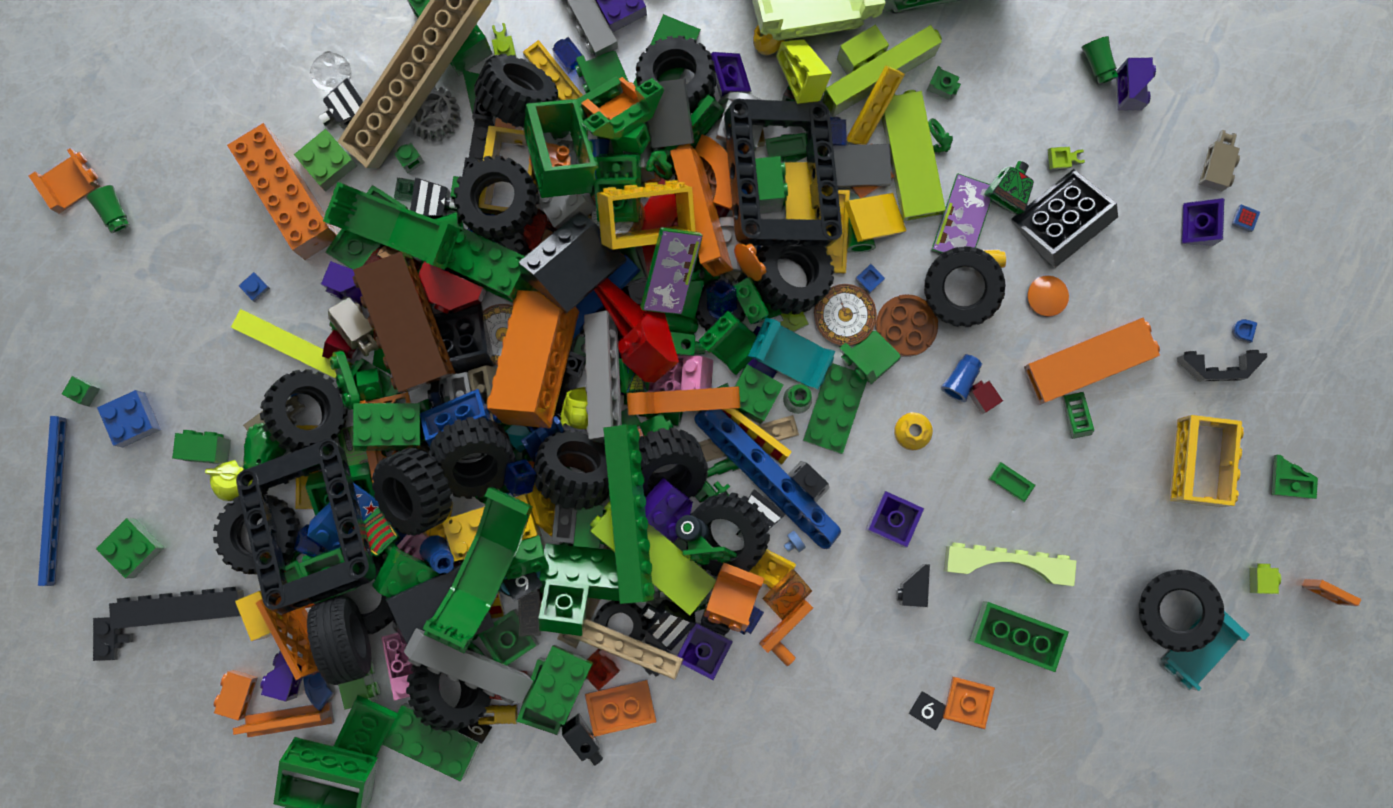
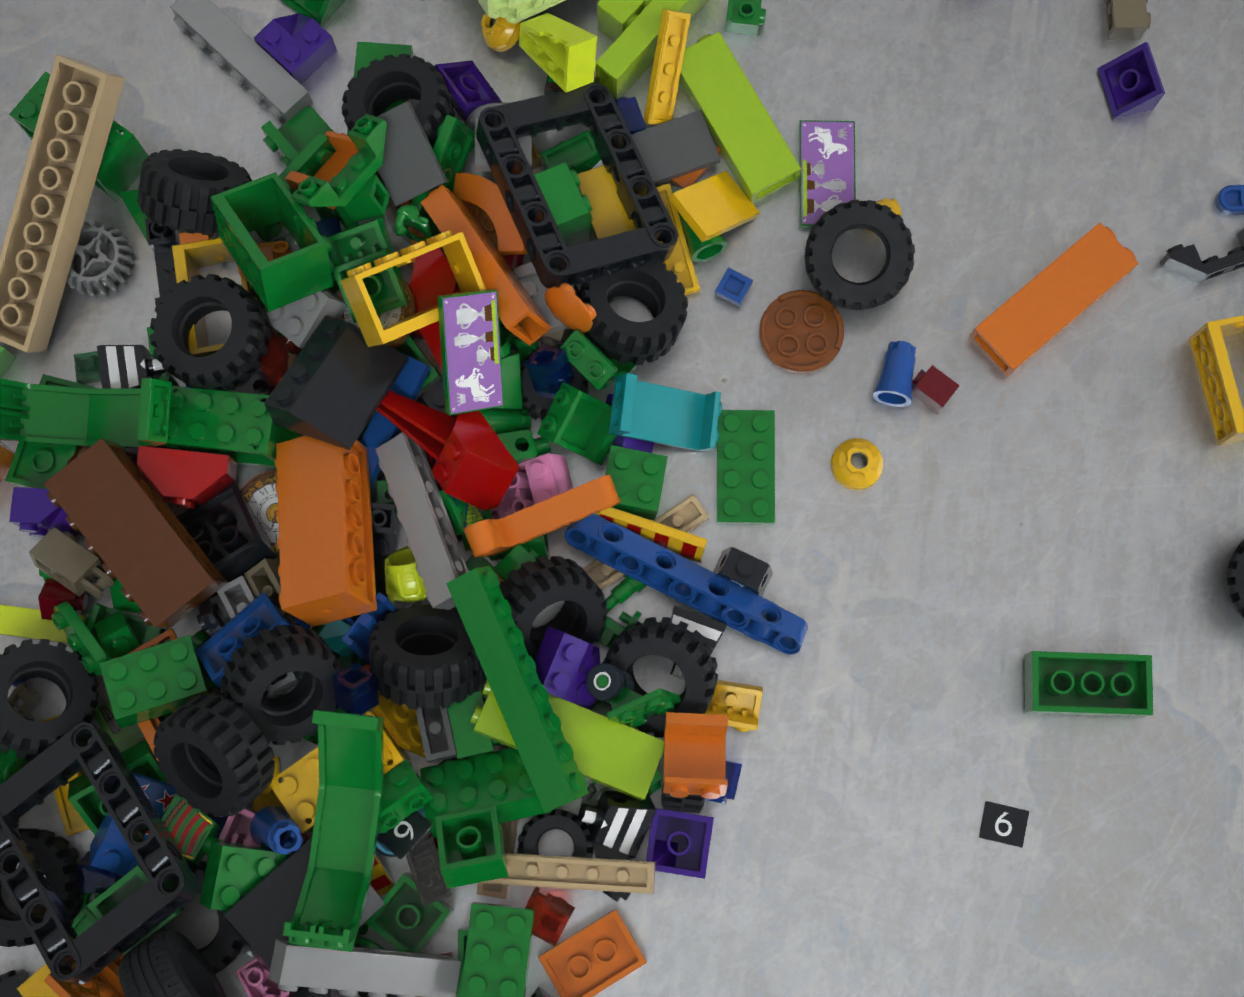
camera: 15 degrees left, 5 degrees down
(409, 157) = (76, 321): green brick -> none
(503, 43) = (159, 139): lime plate -> none
(543, 60) = (218, 144): yellow tile -> none
(566, 54) = (246, 129): clear blue brick -> none
(773, 639) = (766, 799): orange piece -> none
(787, 594) = (765, 730): clear orange tile -> none
(794, 322) = (654, 372): lime plate -> none
(795, 542) = (752, 658): medium blue tile -> none
(797, 406) = (688, 478): green plant -> none
(845, 315) = (717, 344): tile -> none
(870, 357) = (768, 385): green bracket -> none
(895, 519) = (872, 584): dark purple slope -> none
(915, 588) = (930, 667): black slope -> none
(942, 138) = (766, 82): green piece -> none
(968, 702) = (1052, 795): orange tile -> none
(1011, 188) = (875, 116): torso -> none
(1011, 482) = (1006, 488): green tile -> none
(1048, 296) = (968, 236): orange dish -> none
(1052, 570) = (1101, 584): yellowish green arch -> none
(1062, 158) = (926, 60): lime plate -> none
(1066, 217) = (957, 131): black slope -> none
(1082, 432) = (1081, 385): green slope -> none
(1246, 218) = (1182, 61): tile -> none

